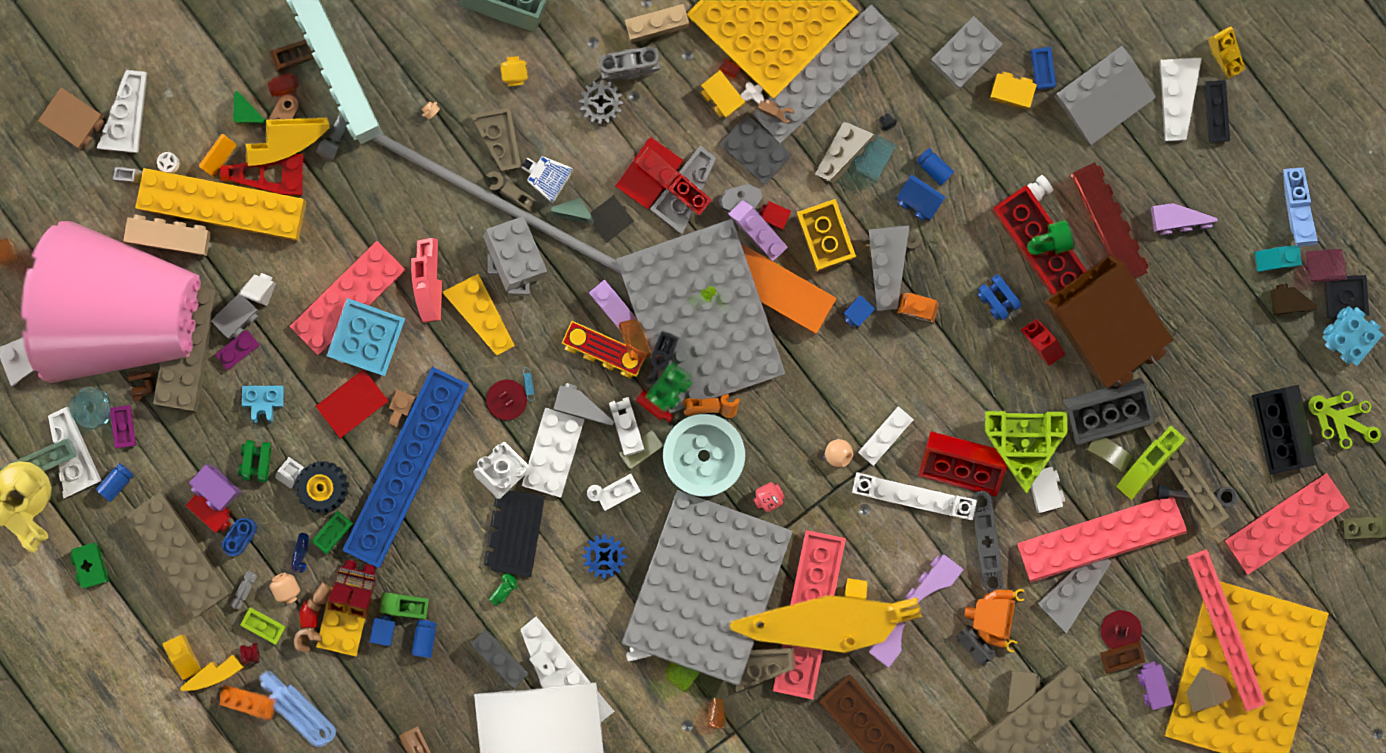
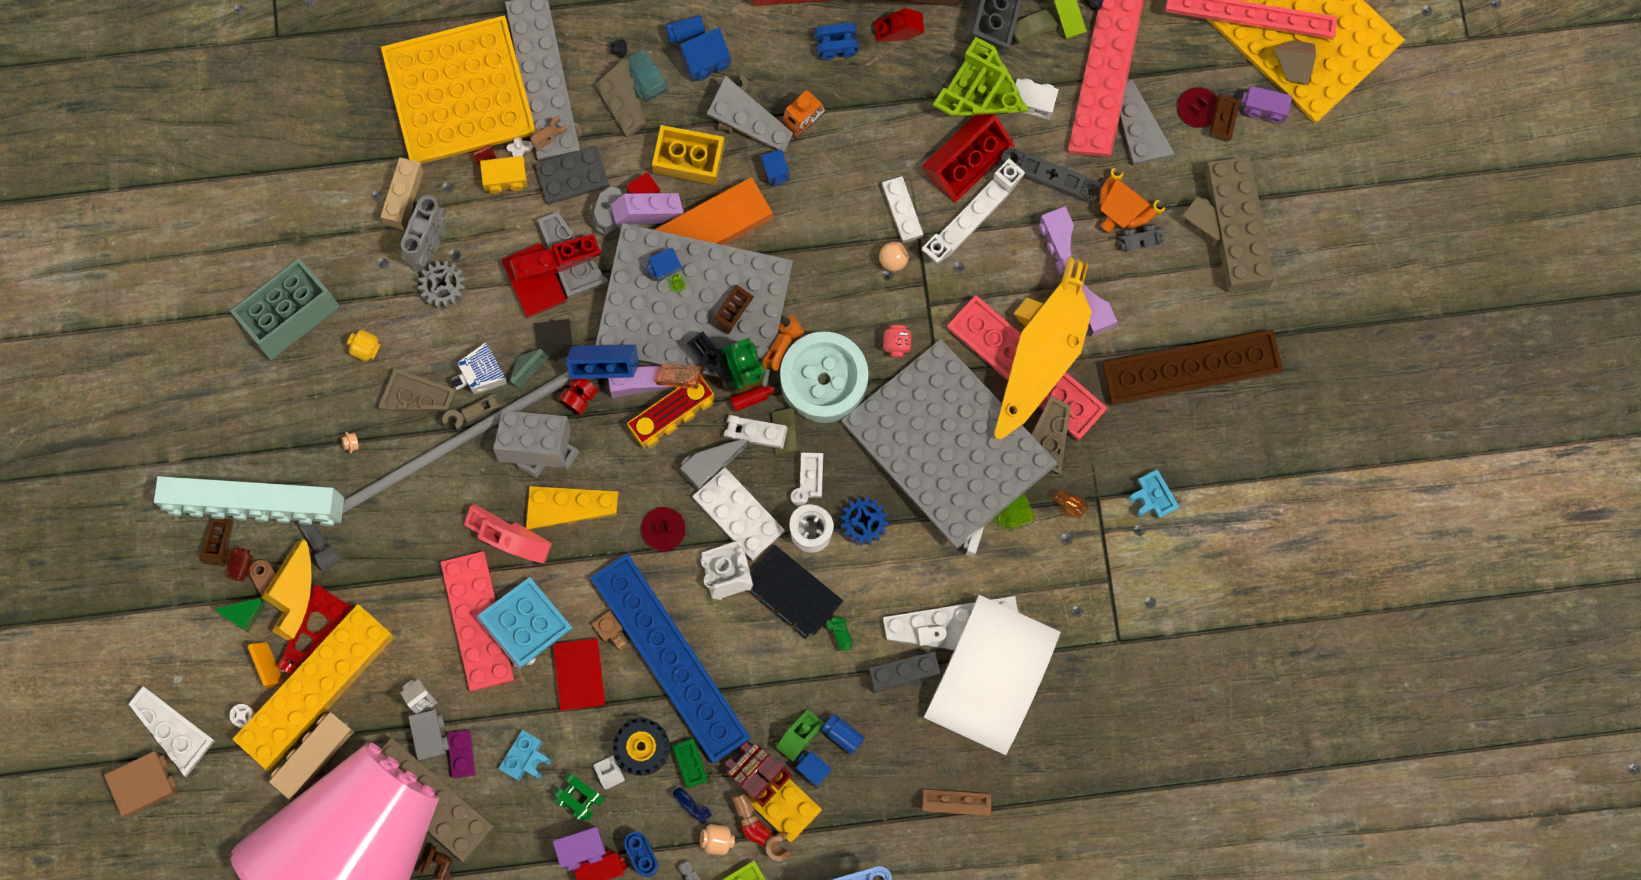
camera: 65 degrees left, 10 degrees down
(127, 175) = (229, 762): light grey piece -> none
(528, 383) = (661, 500): medium azure piece -> none
(566, 267) = (574, 401): none -> red wheel
(571, 518) = (811, 528): none -> white hat
(608, 272) = (602, 361): none -> blue brick
(696, 349) = (725, 321): none -> reddish brown slope
(714, 274) = (664, 264): none -> blue brick

